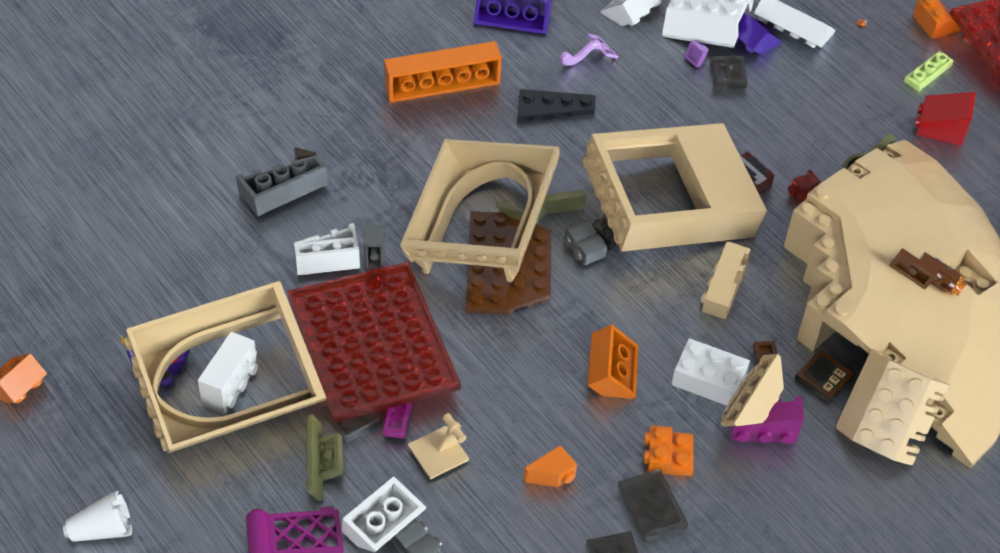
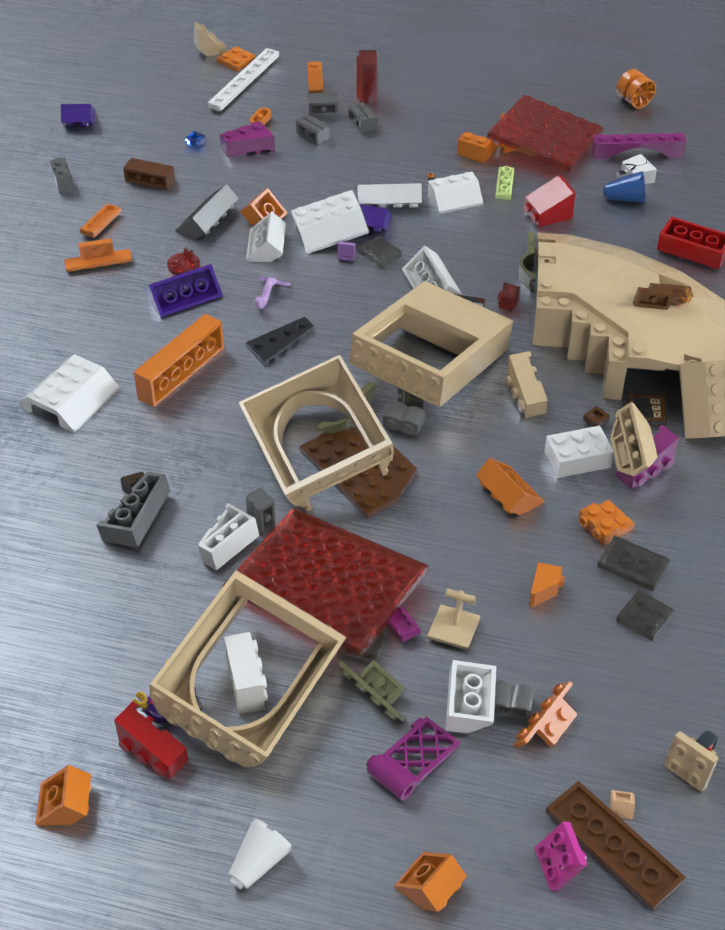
camera: 35 degrees left, 5 degrees down
(109, 378) = (148, 743): none -> red wedge
(333, 50) = (72, 392): none -> white slope
(751, 122) = (429, 268): none -> white slope
(862, 53) = (455, 192): none -> white slope

